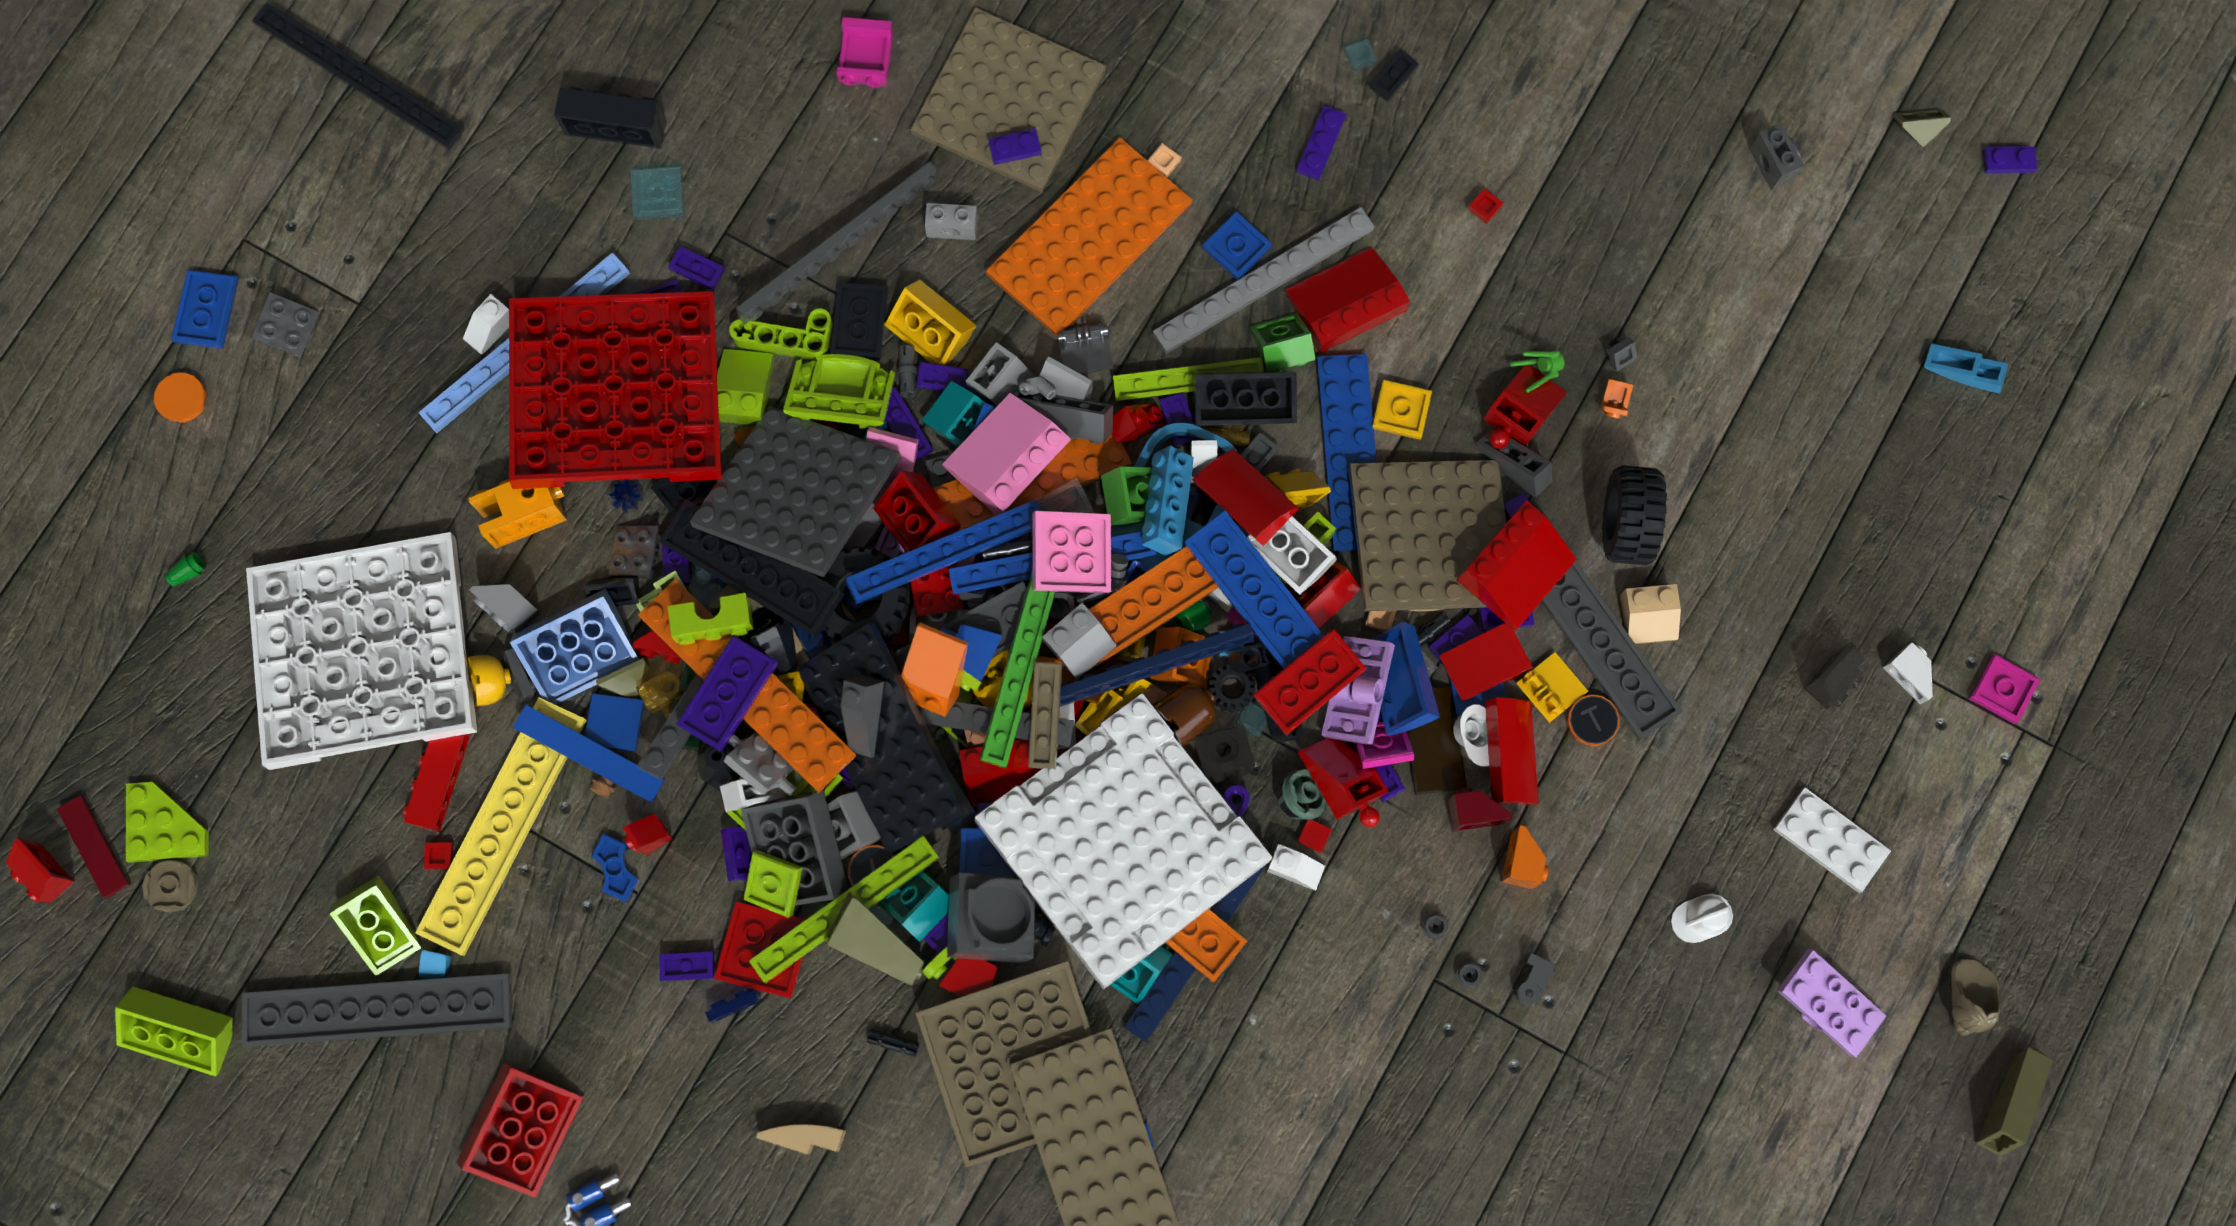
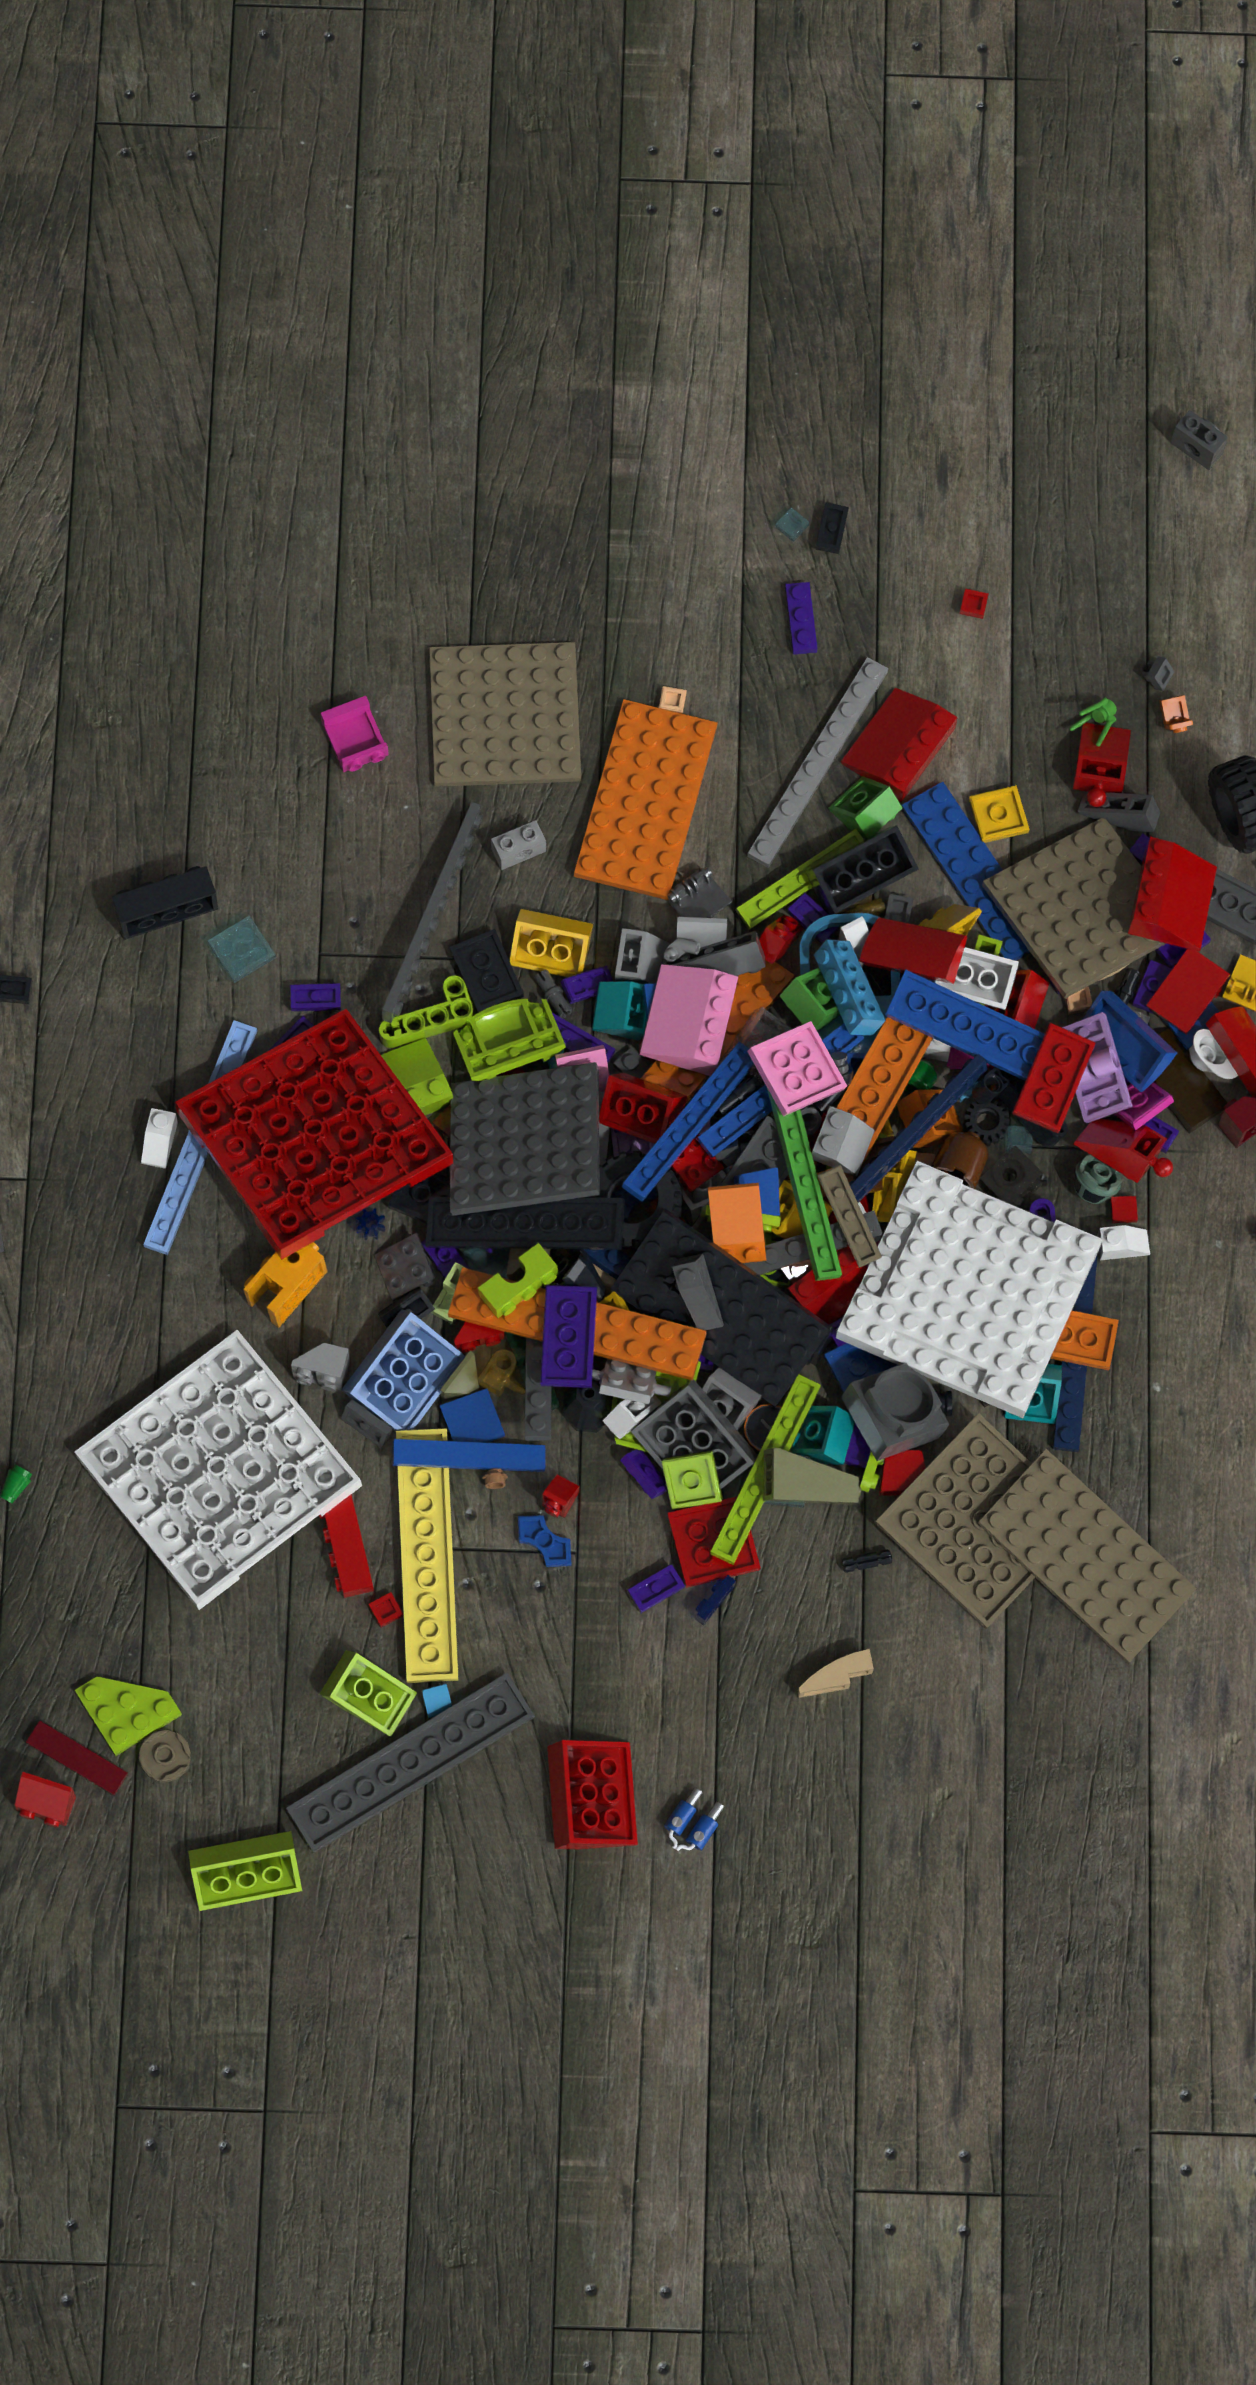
camera: 30 degrees left, 5 degrees down
(487, 679) = (344, 1436): yellow cylinder -> none
(1015, 146) = (538, 752): dark purple plate -> none
(1237, 246) = (779, 743): blue plate -> none

